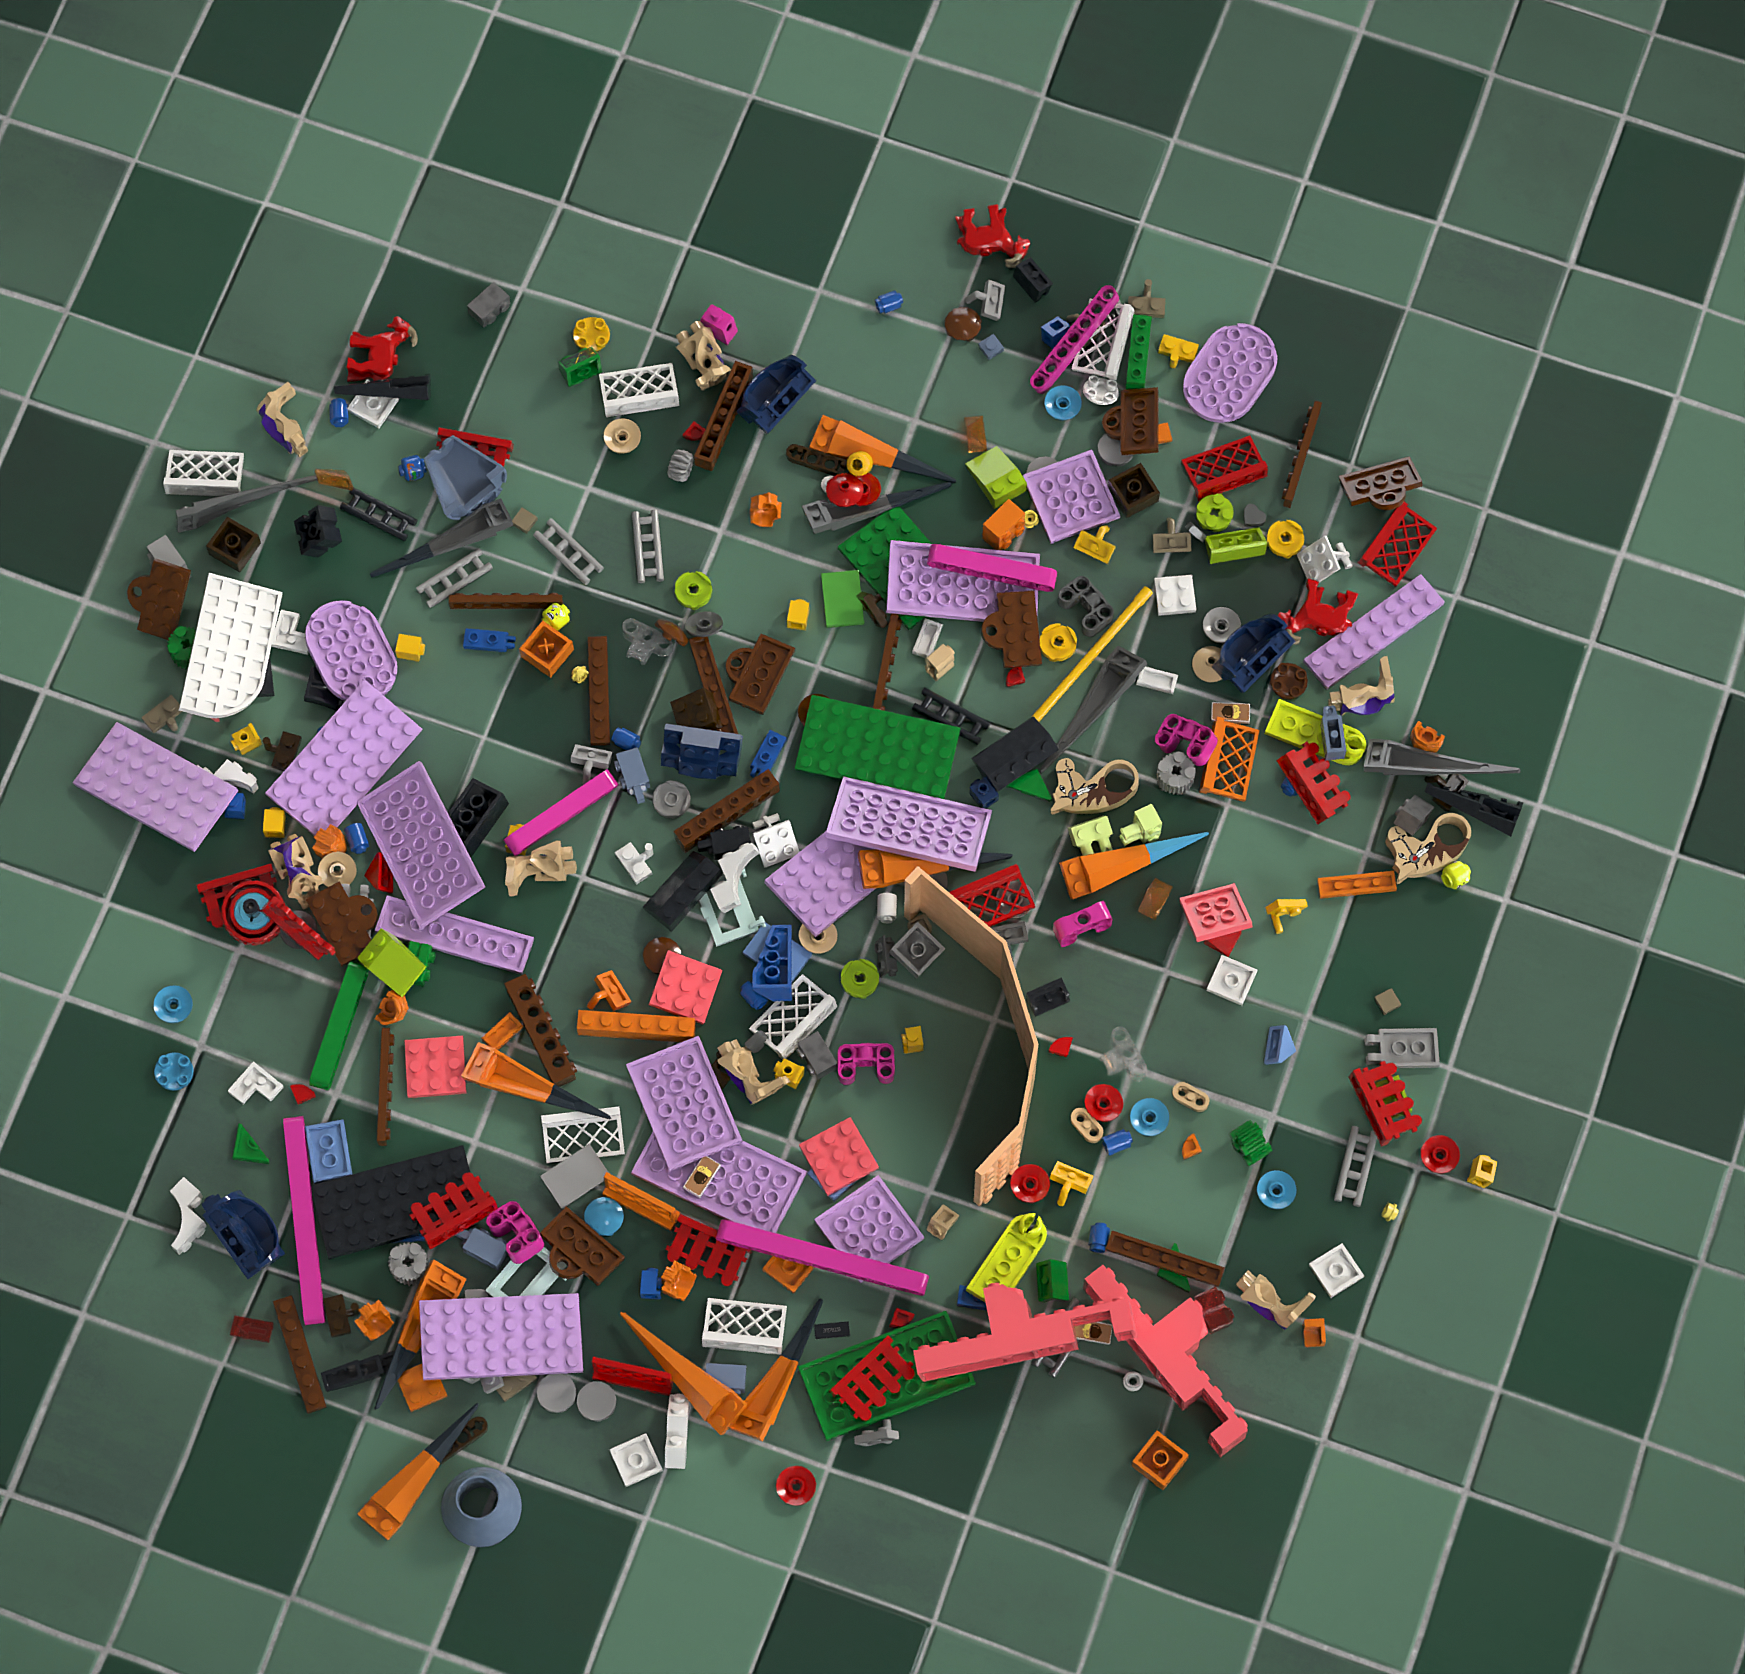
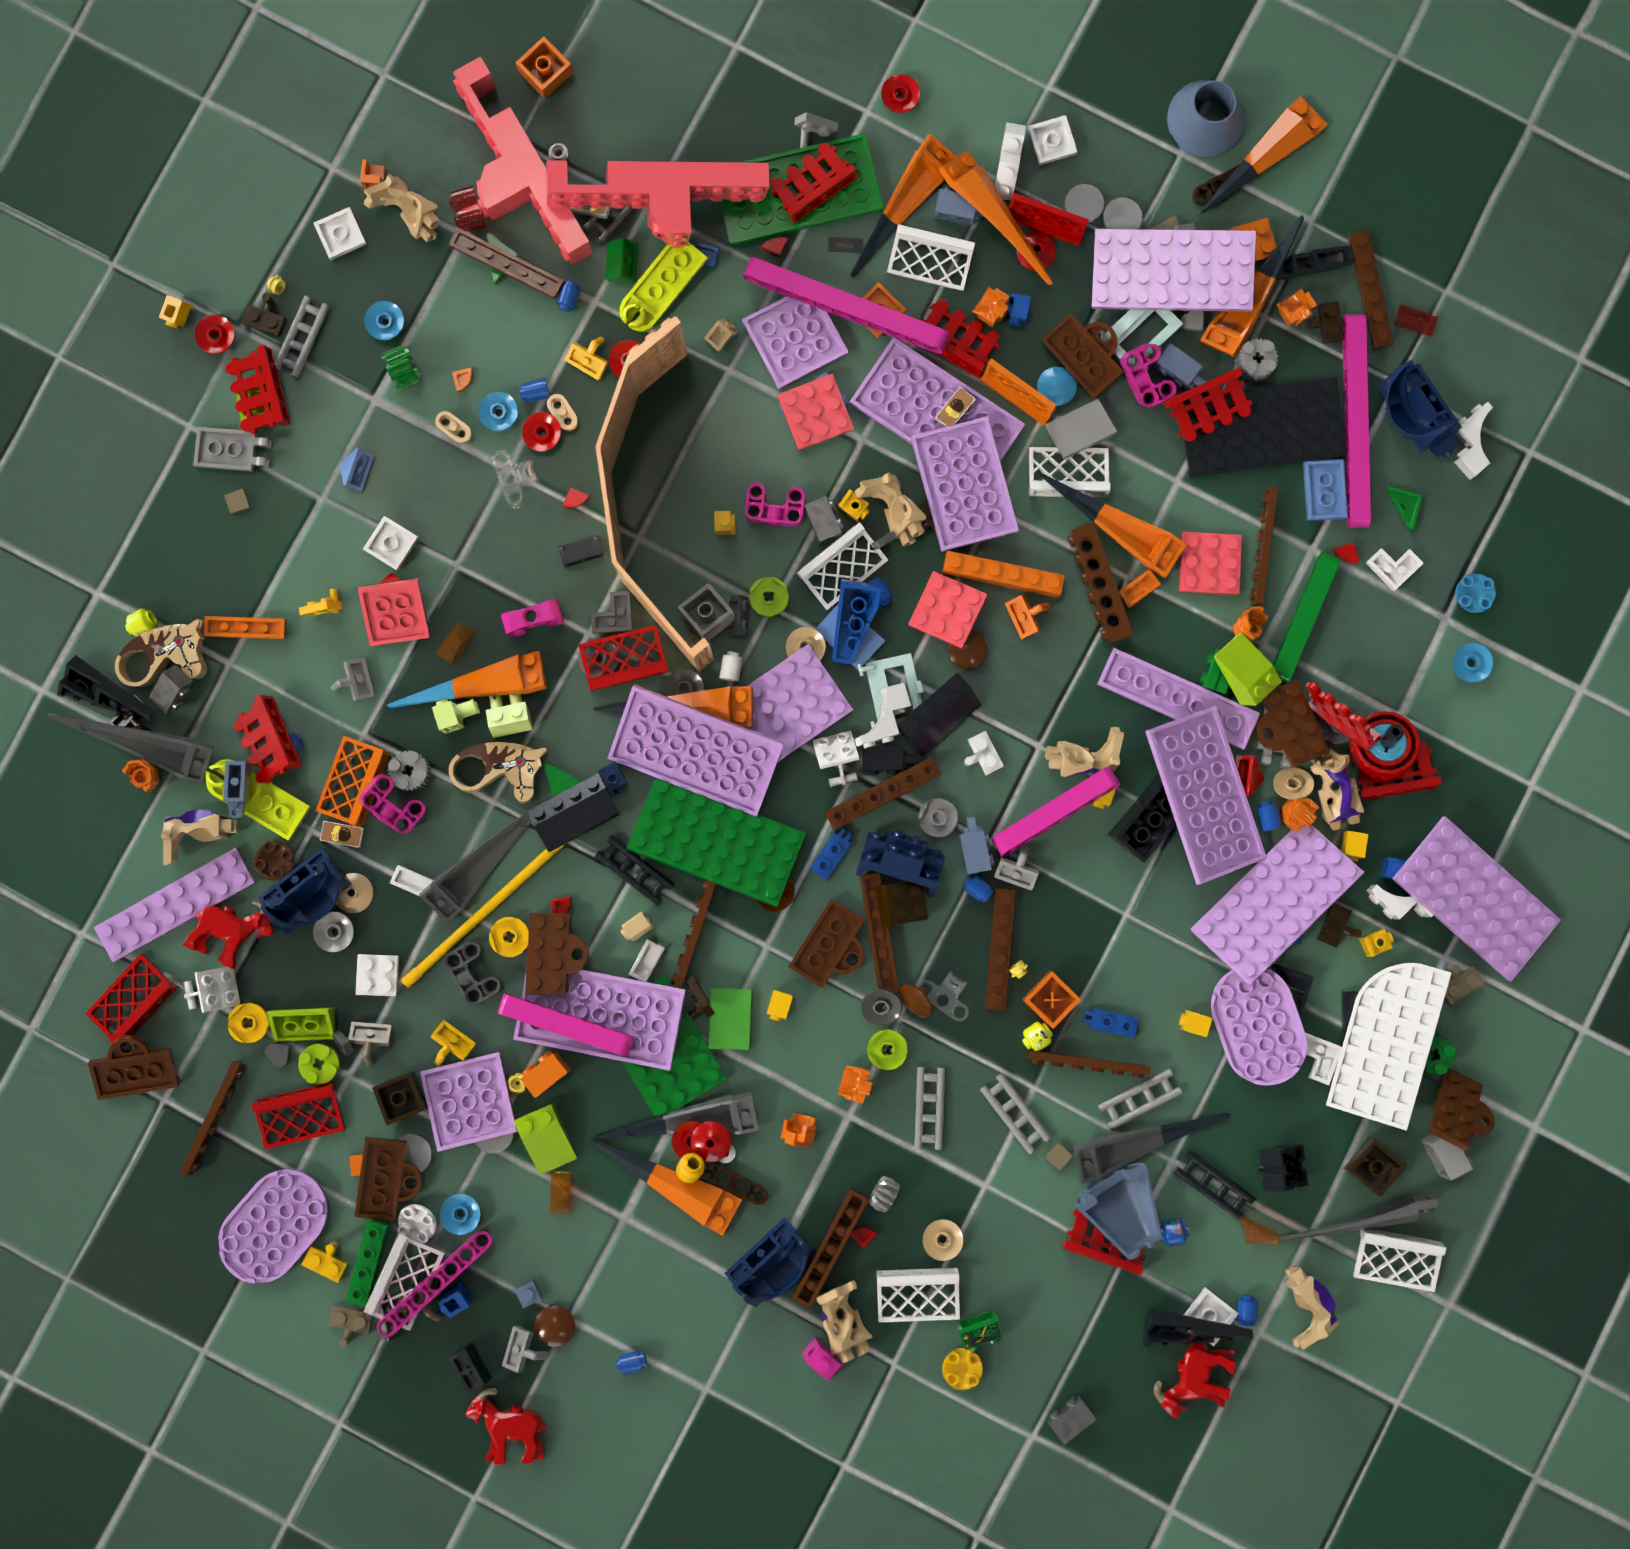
camera: 175 degrees left, 15 degrees up
(632, 1356) = (1047, 252): none -> red dish
(718, 554) = (855, 1084): none -> orange hair
(1240, 849) = (357, 679): none -> light grey plate
(1396, 1179) = (264, 319): none -> dark brown plate

